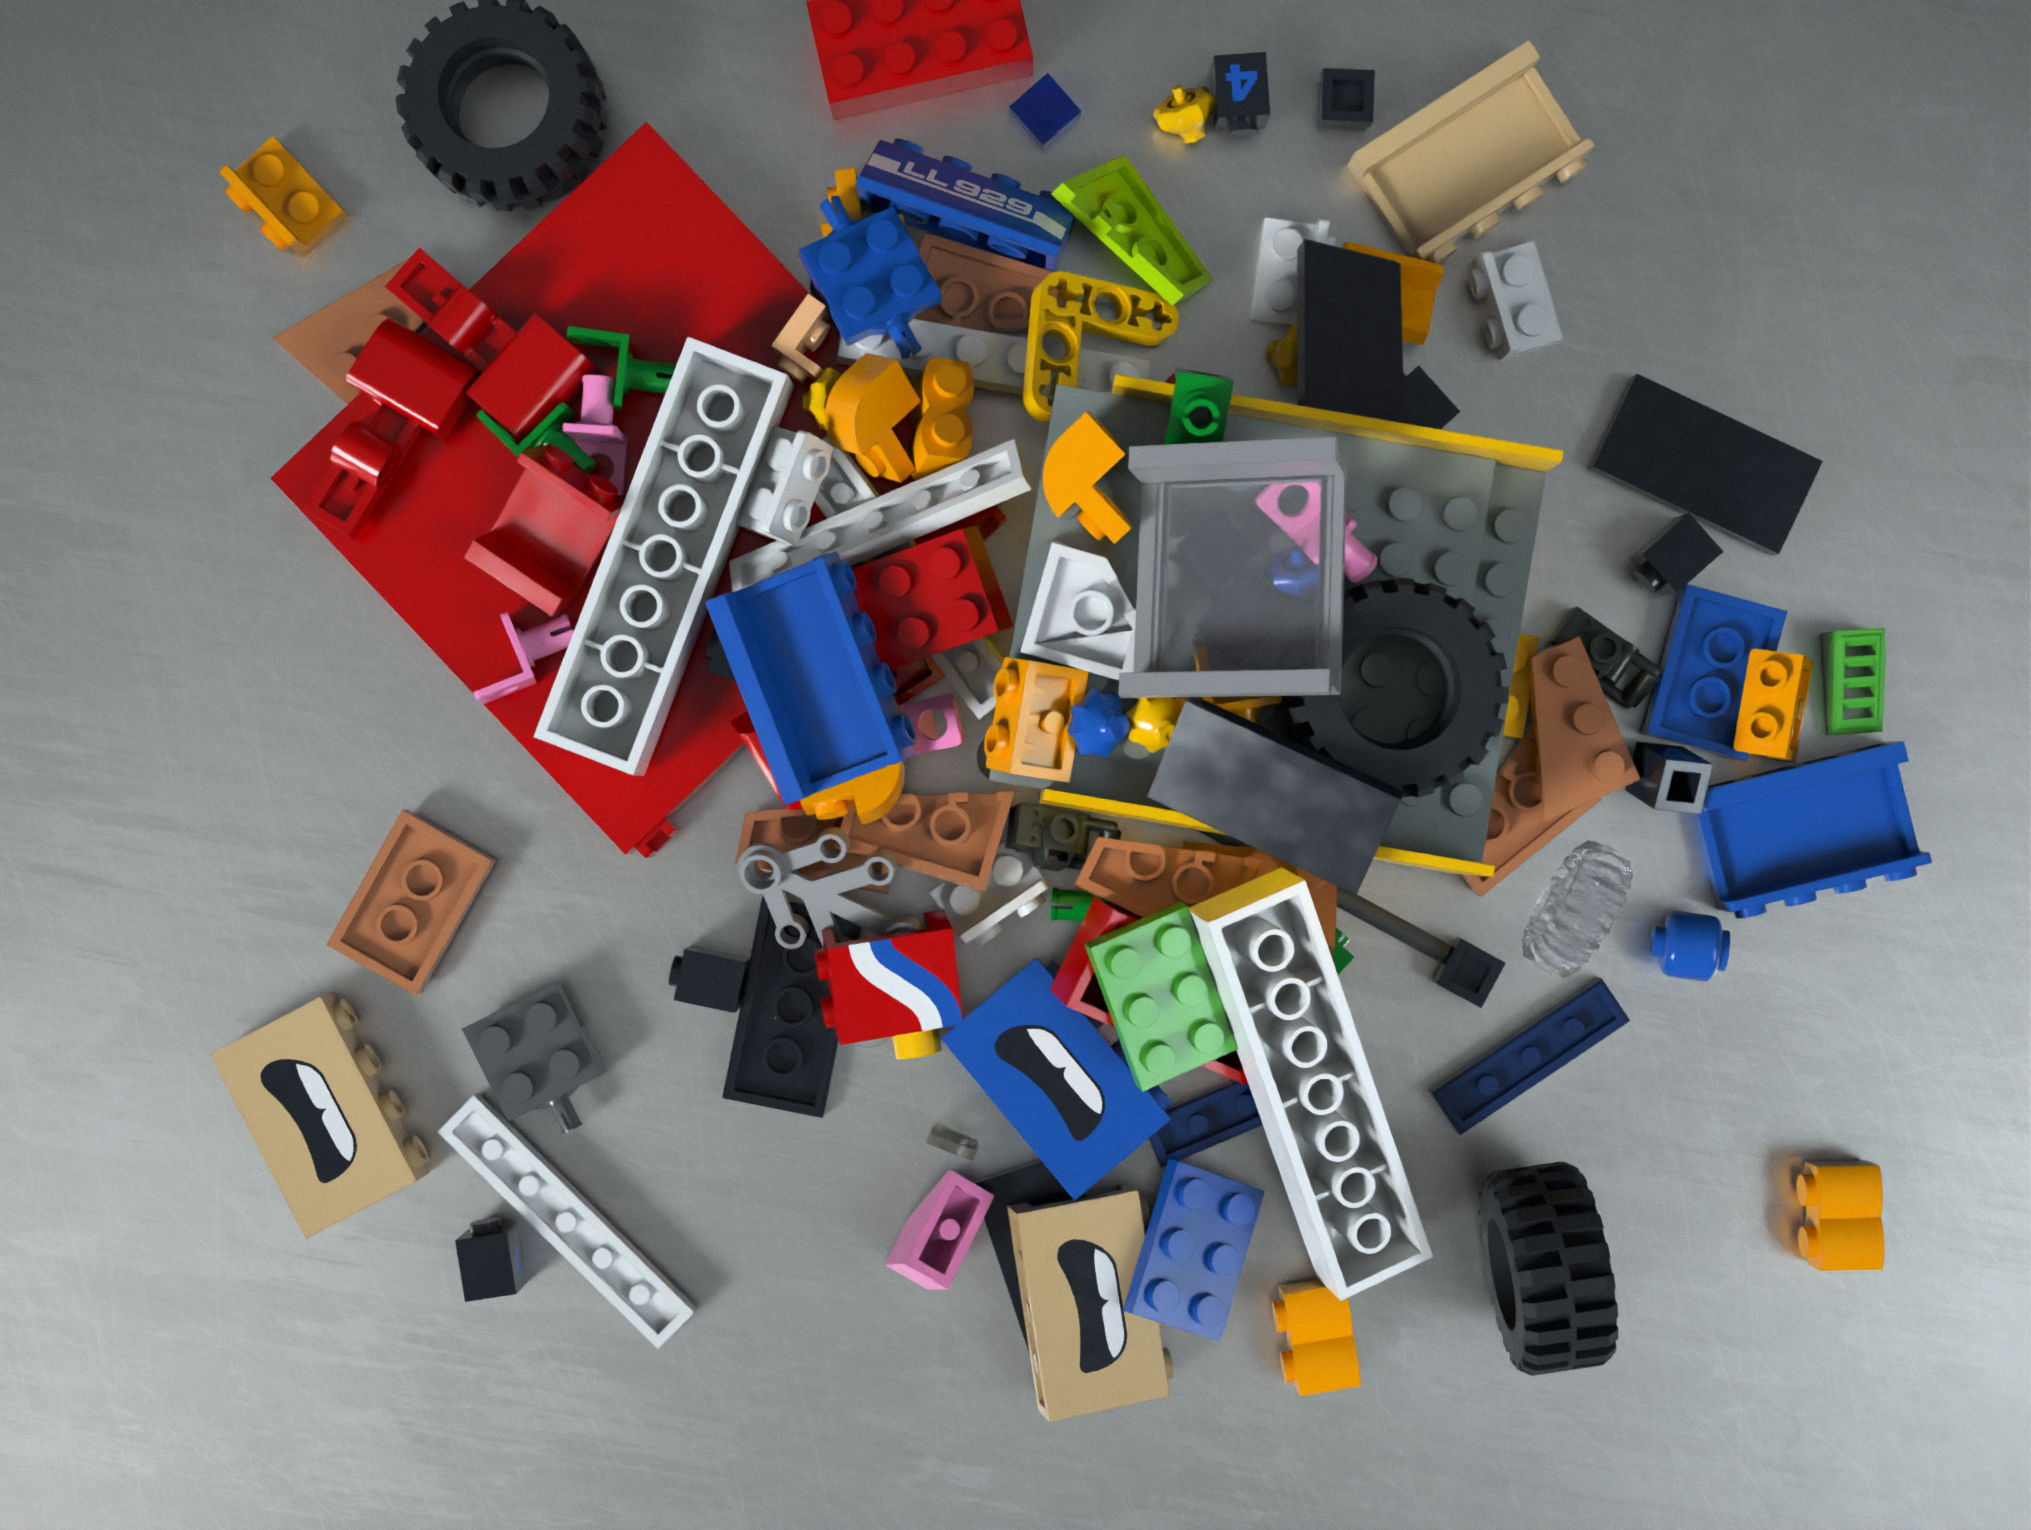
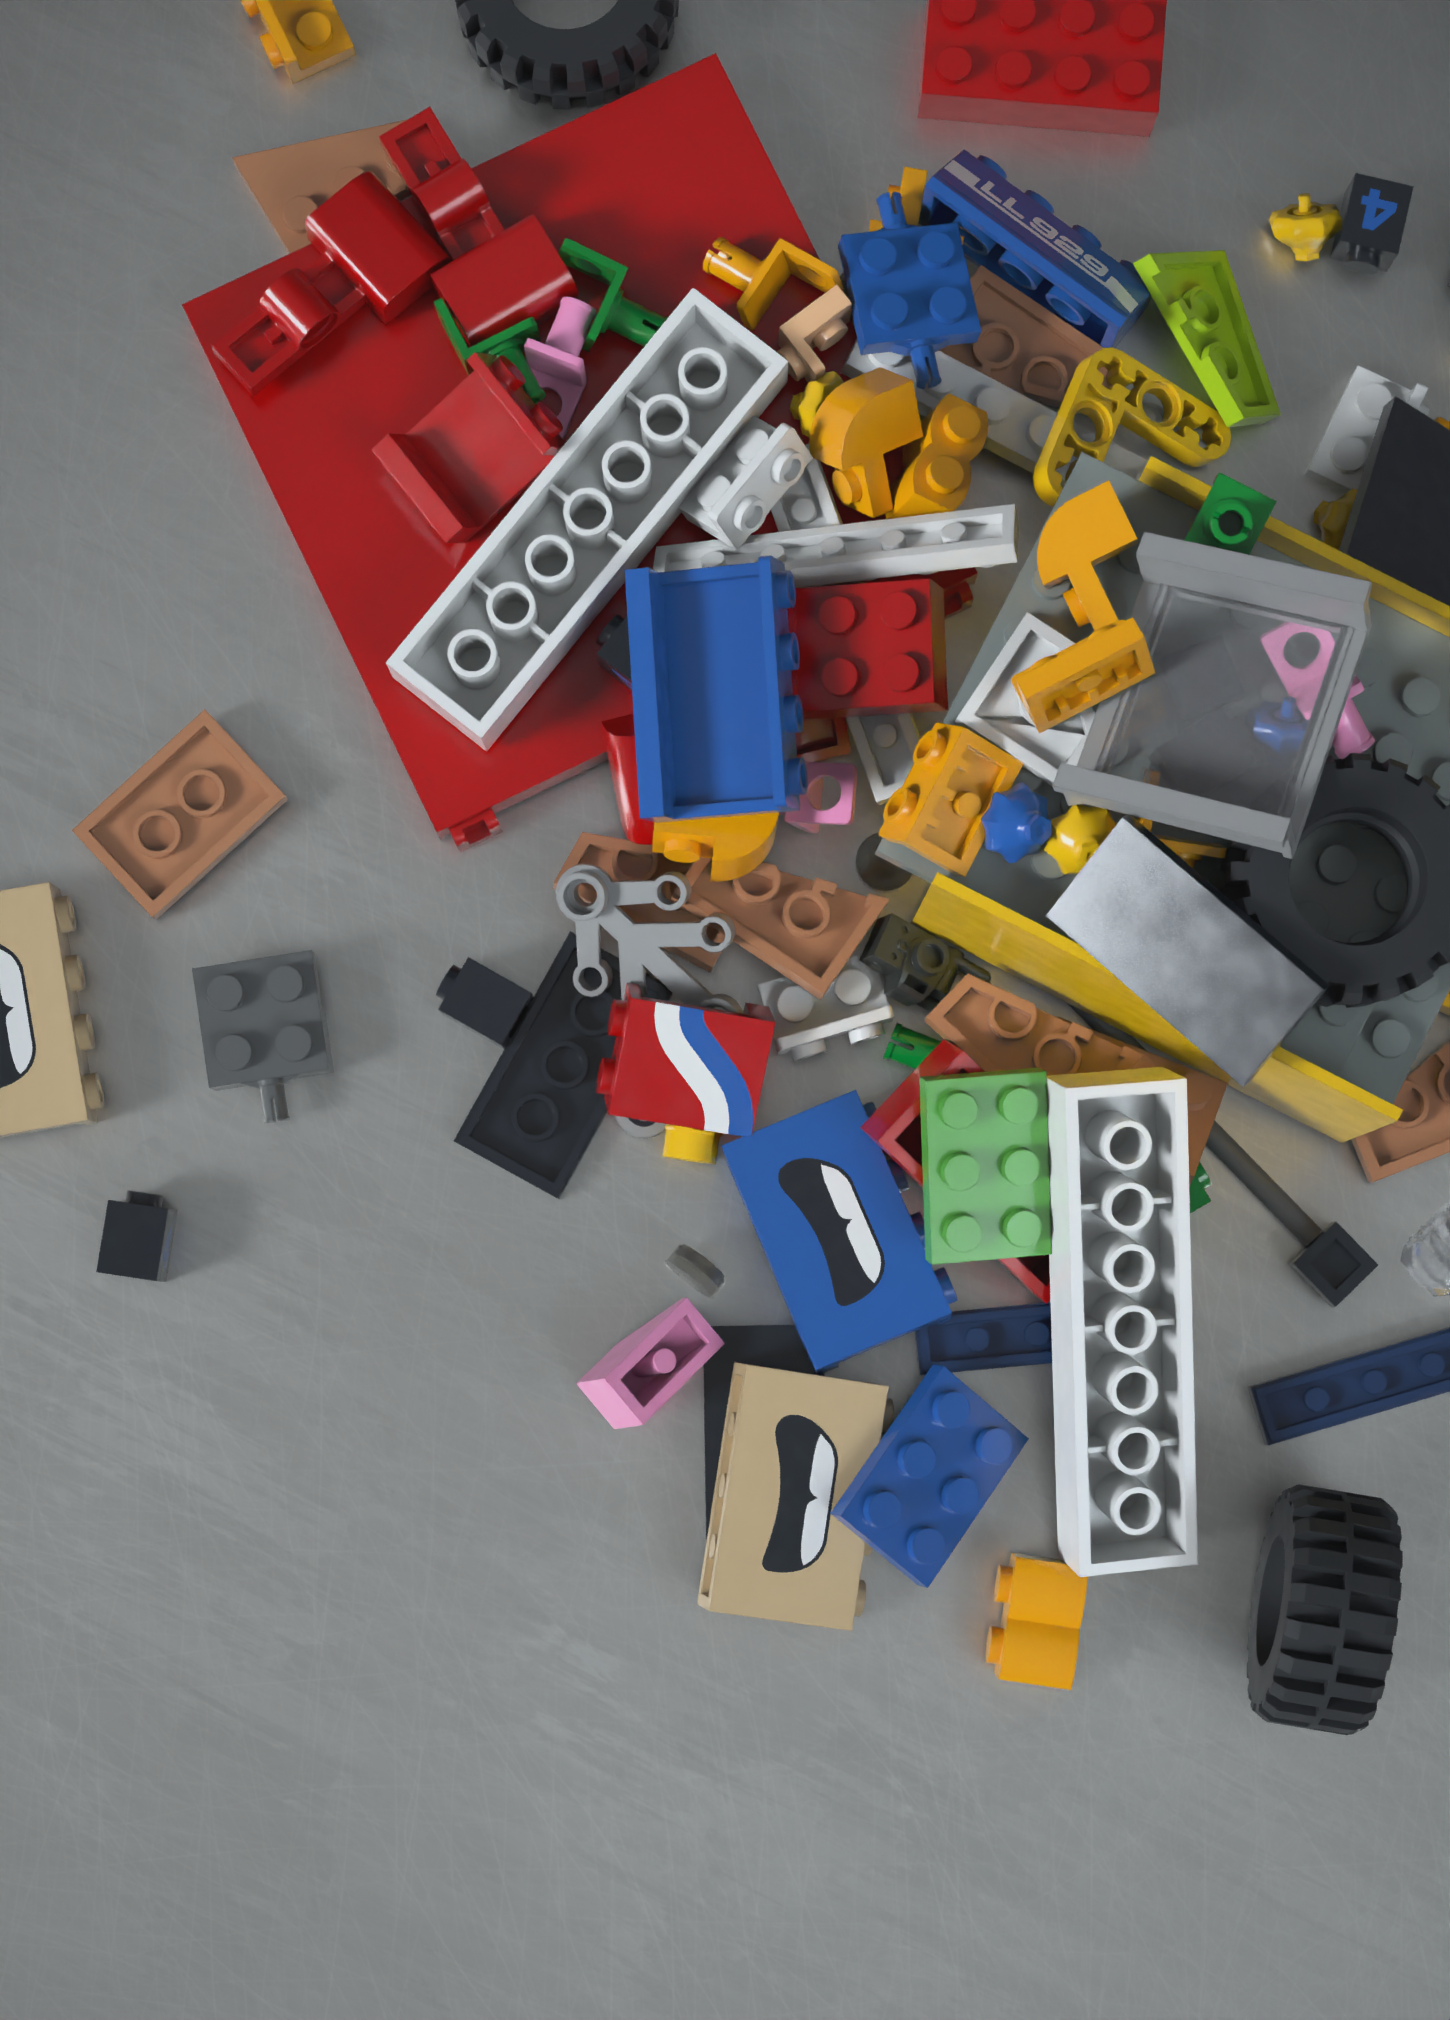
camera: 10 degrees right, 5 degrees down
(528, 646) = (404, 571): bright pink bracket -> none
(567, 1220) = (236, 1222): white plate -> none
(747, 305) = (765, 278): none -> light orange bracket
(1045, 111) = (1151, 178): clear blue plate -> none
(1114, 585) = (1084, 674): none -> light orange bracket

